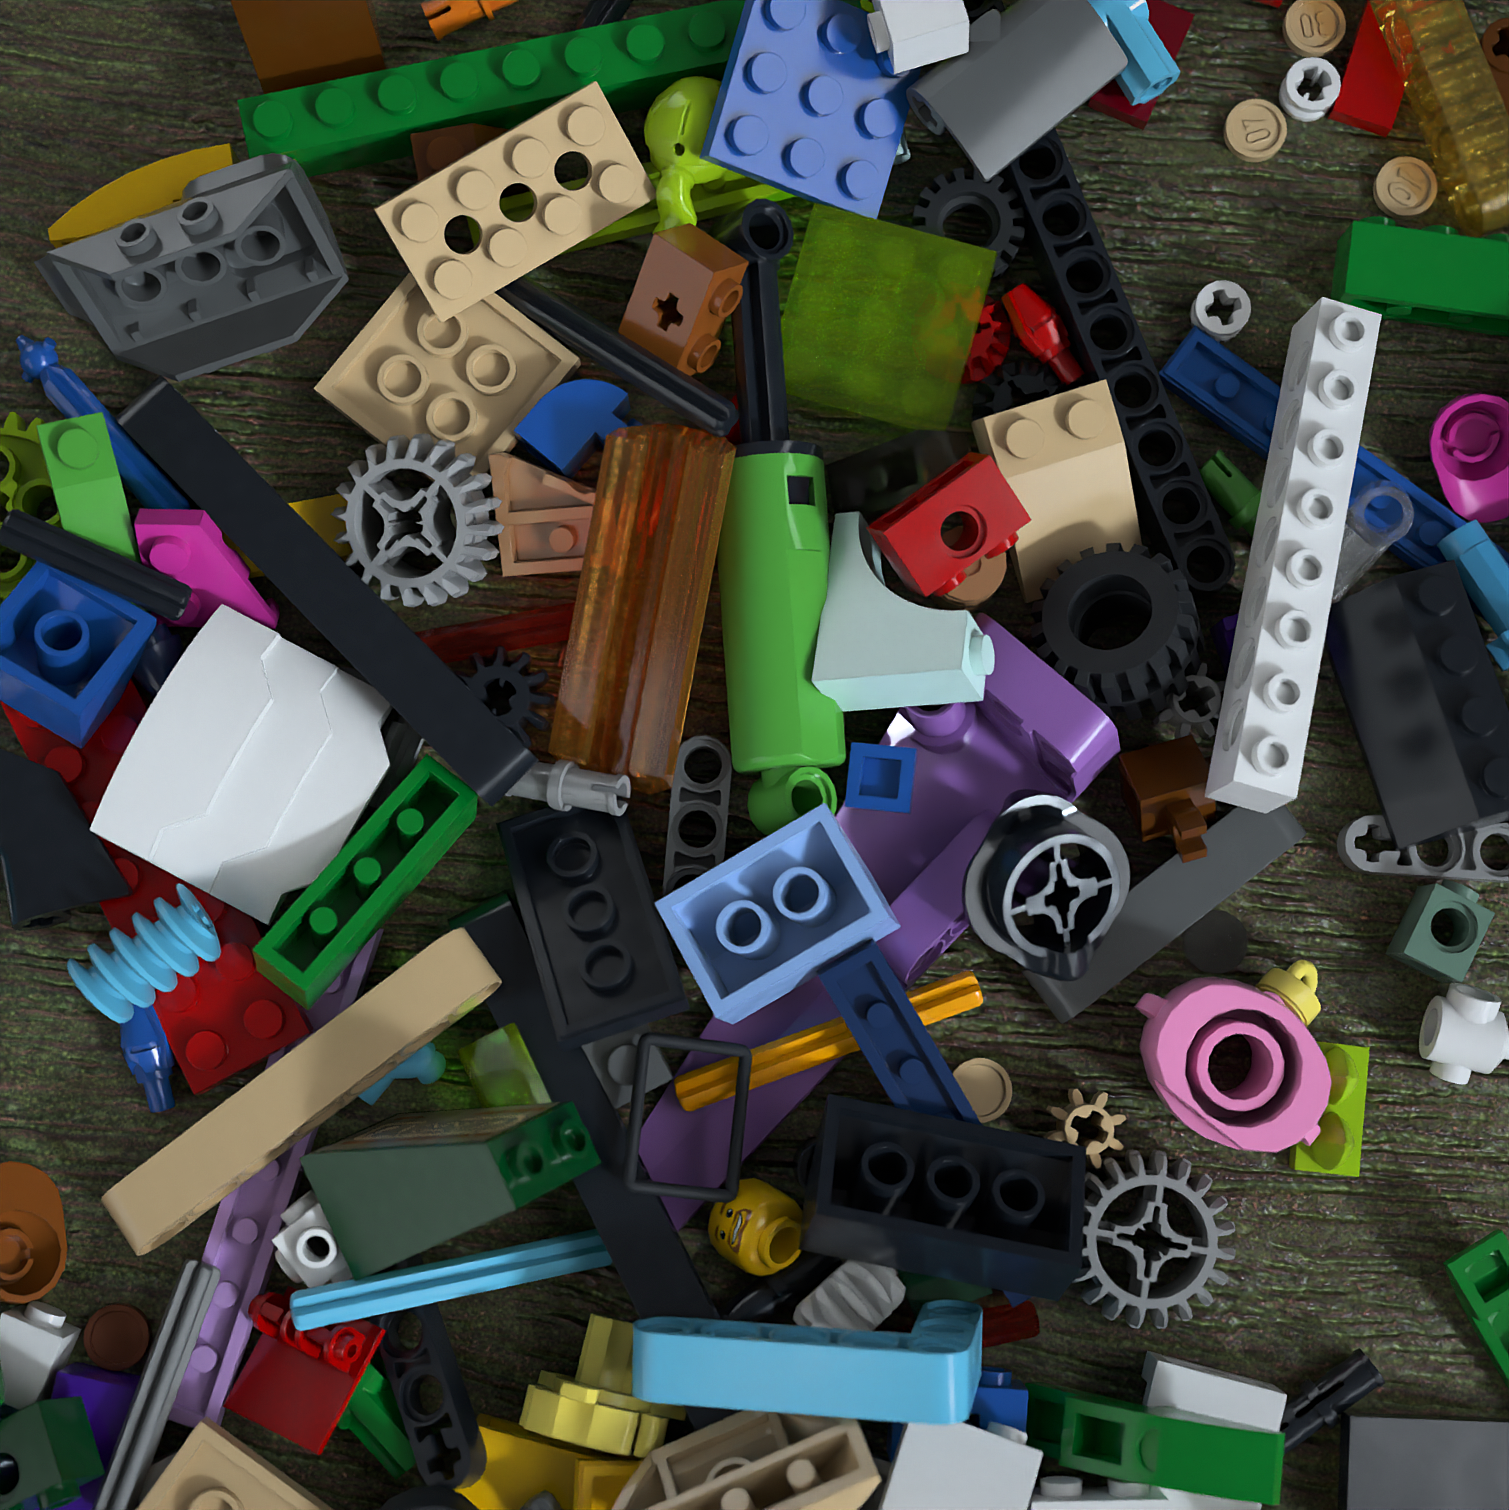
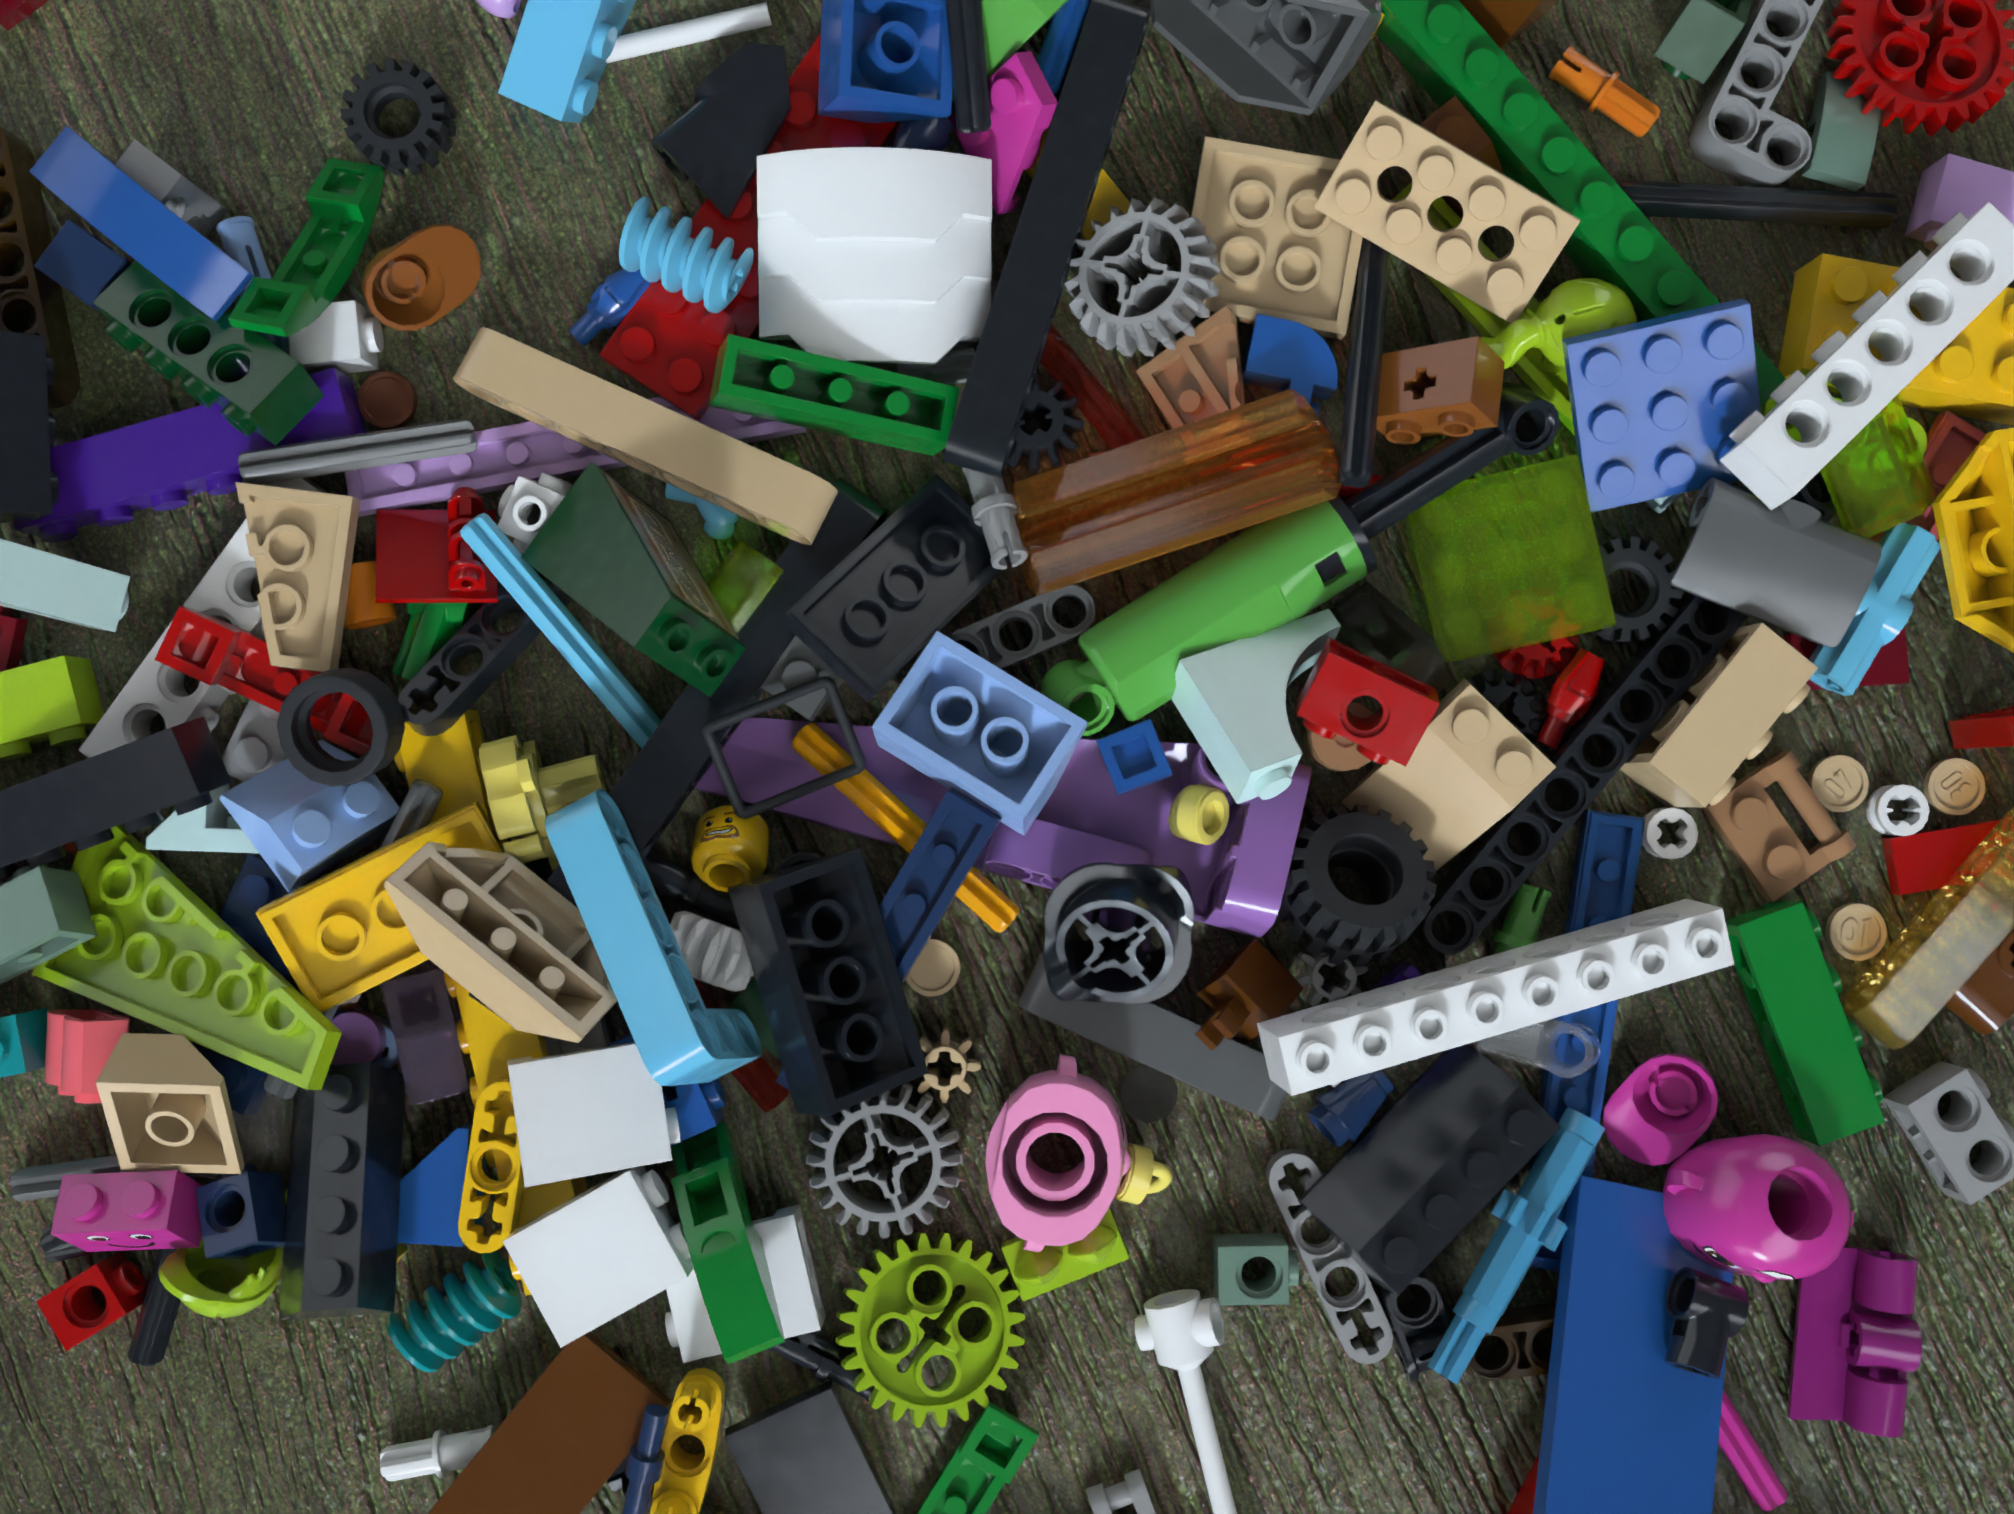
camera: 65 degrees right, 5 degrees up
(305, 1467) = (361, 605): none -> orange beam
(969, 744) = (1199, 814): none -> light yellow tile
(1141, 203) = (1721, 719): none -> tan brick
(1267, 226) = (1763, 838): none -> medium nougat plate
(1330, 756) = (1346, 1109): none -> dark blue cone
(1392, 1260) = (970, 1361): none -> lime gear

